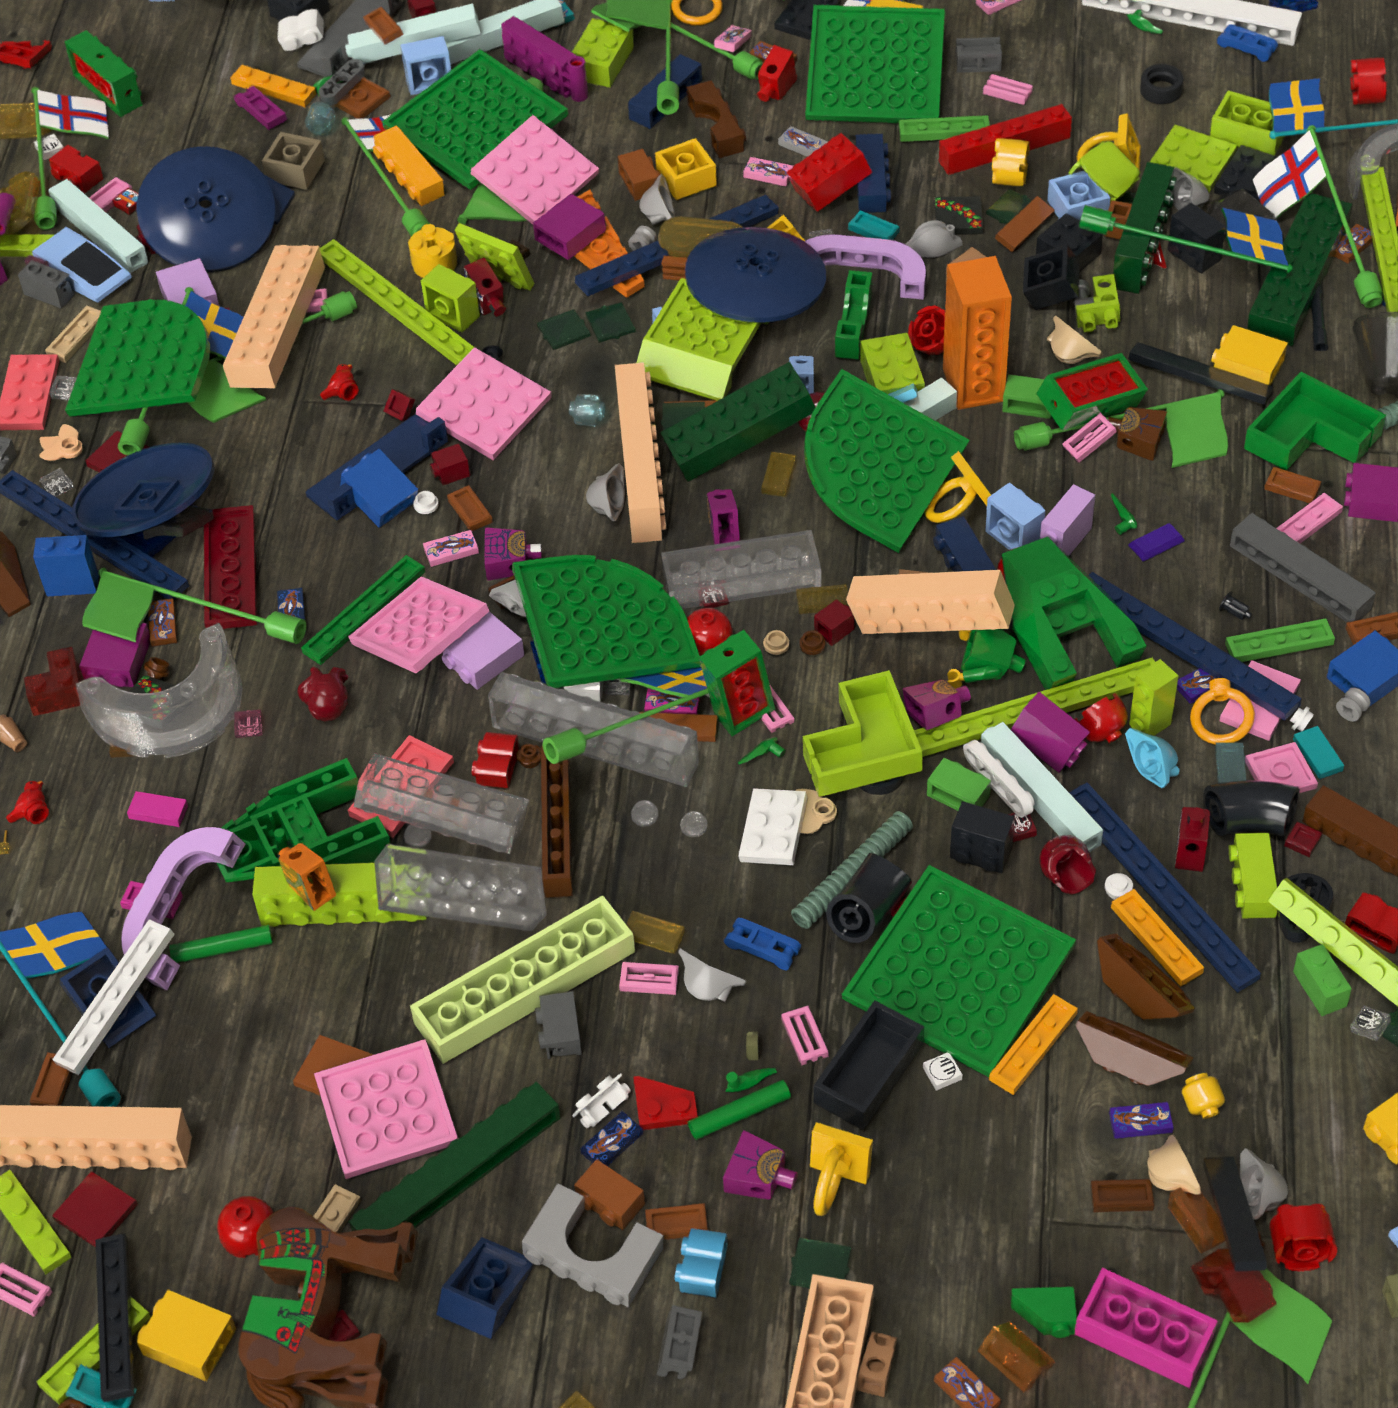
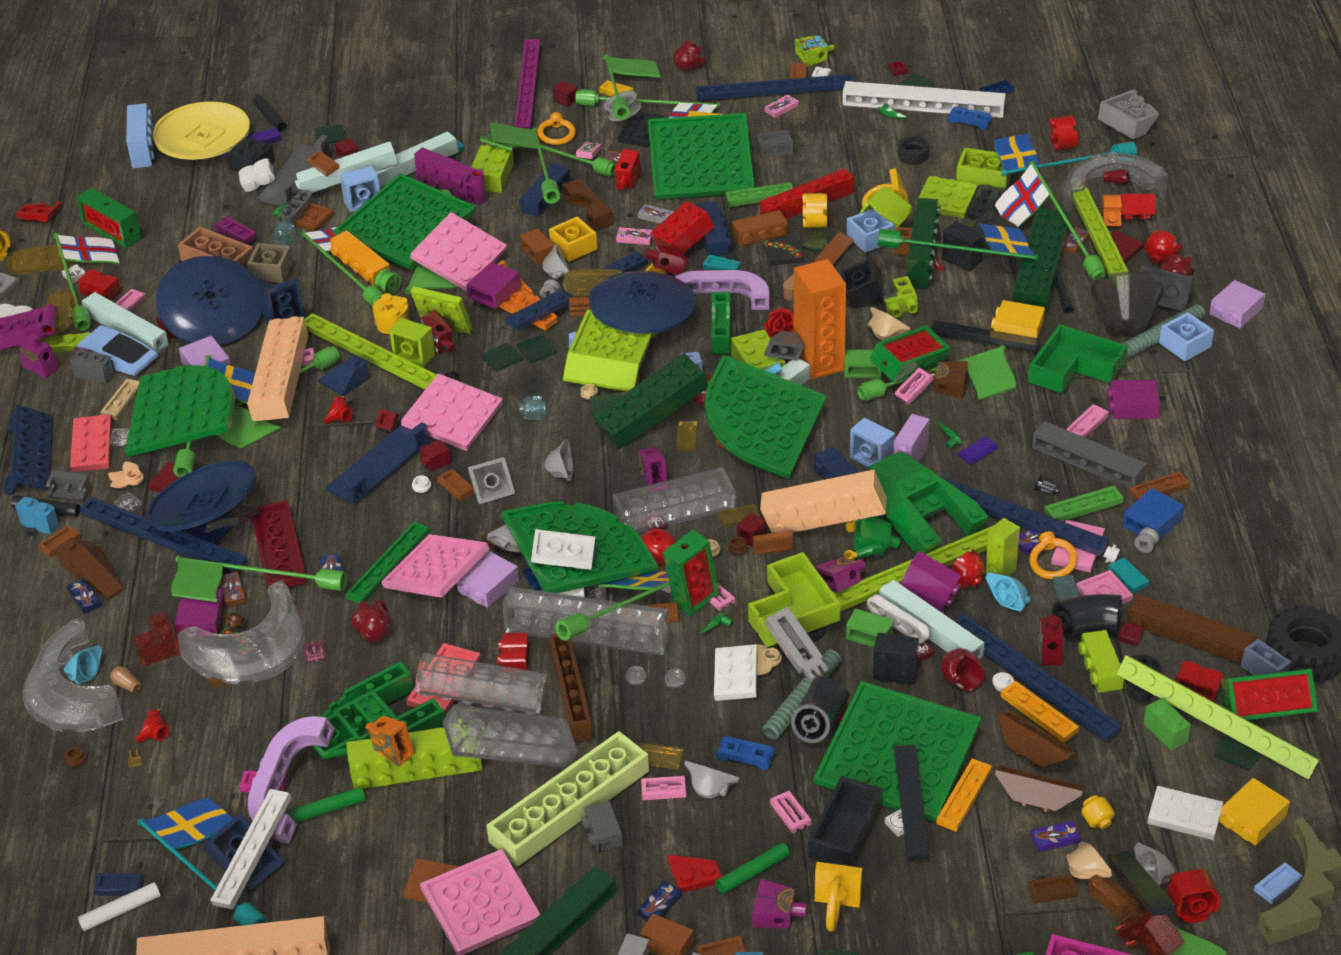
camera: 10 degrees left, 10 degrees down
(50, 1084) = (210, 916): dark orange tile -> none
(66, 565) = (150, 555): blue brick -> none
(126, 201) = (144, 304): tile -> none
(157, 809) = (255, 718): dark pink tile -> none
(224, 129) = (209, 243): none -> nougat brick
(274, 85) = (243, 215): light orange plate -> none
(297, 222) = (283, 301): none -> dark blue slope
(360, 335) = (346, 376): none -> dark blue slope
(379, 487) = (385, 476): blue brick -> none
(436, 205) = (387, 281): none -> bright green wheel
(450, 548) = (447, 513): bright pink tile -> none
(504, 548) = (489, 510): magenta torso -> none
(514, 507) = (491, 480): none -> light grey slope
(531, 760) = (538, 647): reddish brown plate -> none
(579, 627) = (563, 549): none -> white plate
(610, 1092) = (651, 868): white hinge -> none
(640, 453) = (580, 431): light nougat brick -> none
(655, 699) = (653, 598): tile -> none
(664, 393) = (588, 390): none -> tan plate
(746, 1080) = (753, 848): green bar -> none
(752, 1045) = (753, 823): olive tile -> none
(801, 213) = (667, 258): none -> dark red torso
(849, 795) = (793, 638): none -> light grey hinge
(857, 645) = (772, 542): none -> dark orange tile
(927, 362) = (785, 345): none -> dark grey slope
(933, 179) = (759, 228): none -> dark orange brick
(934, 239) = (770, 267): light grey hat -> none
(960, 1048) = (911, 803): none -> black tile
(971, 485) = (834, 423): yellow tile -> none
(1007, 89) = (801, 165): bright pink tile -> none
(1083, 243) = (881, 255): black brick -> none
(1189, 190) = (949, 215): light grey hat -> none
(1292, 485) = (1068, 402): dark orange tile -> none
(1320, 1110) = (1185, 812): none -> white plate
(1370, 1023) = (1208, 749): clear tile -> none

